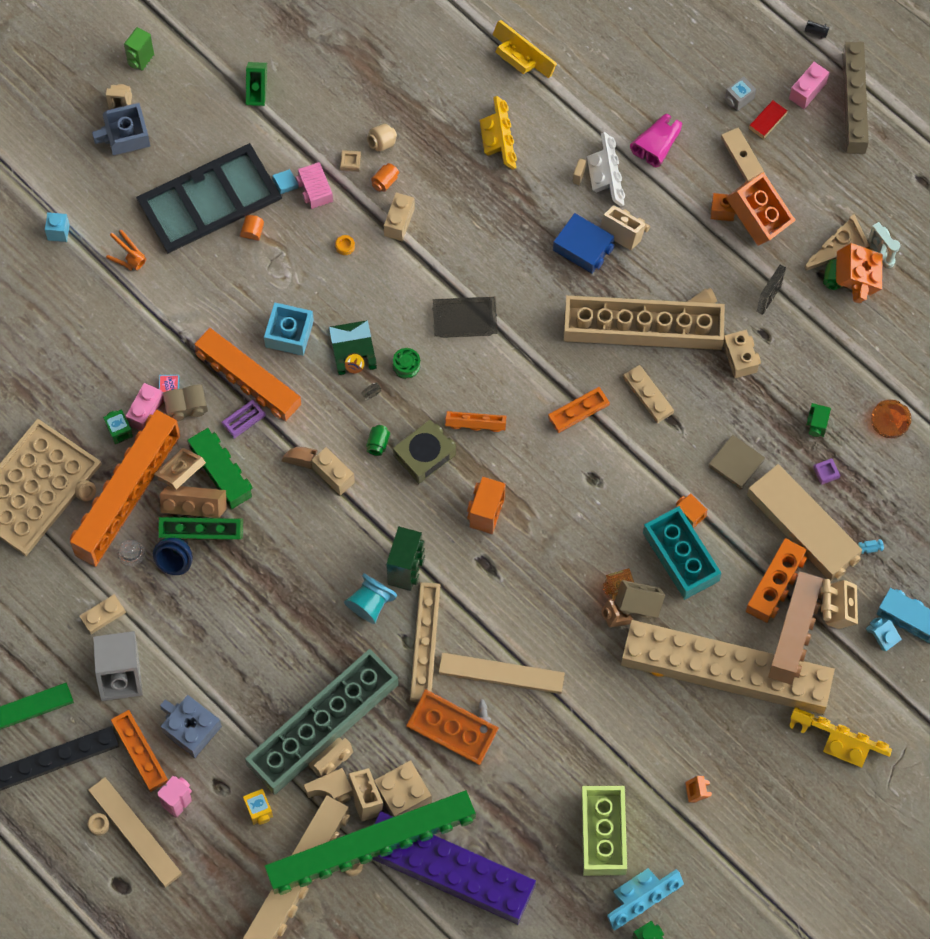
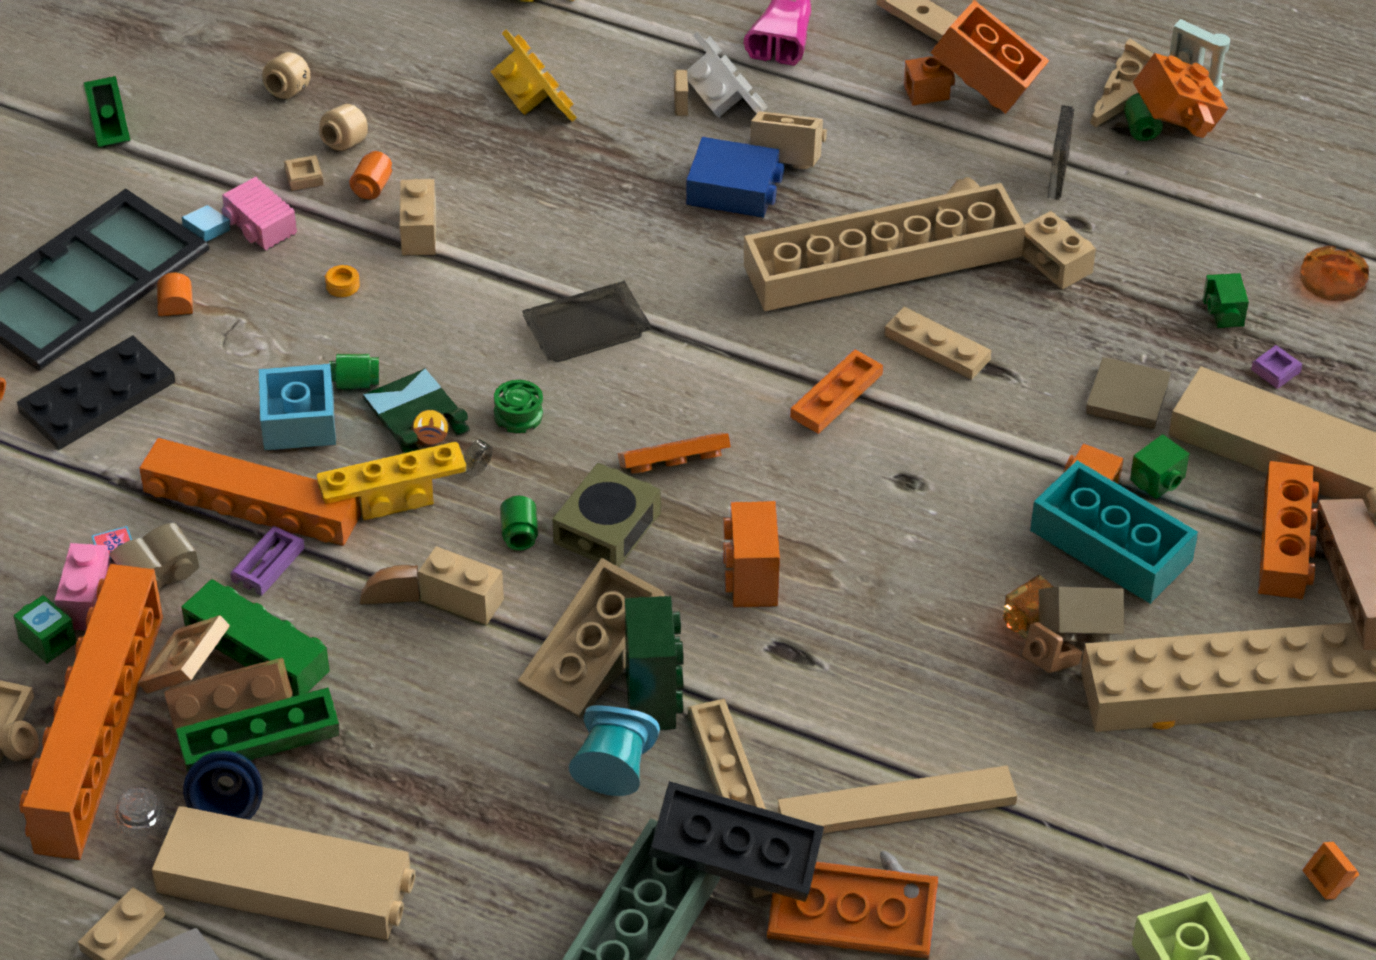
camera: 20 degrees left, 20 degrees down
(187, 611) = (283, 873): none -> tan brick
(191, 279) = (95, 392): none -> black plate
(320, 393) = (394, 481): none -> yellow bracket
(328, 312) = (355, 371): none -> green brick
(363, 88) = (286, 75): none -> tan head
(375, 534) = (587, 642): none -> tan slope
(404, 678) = (736, 841): none -> black plate
(727, 518) = (1159, 467): none -> green brick

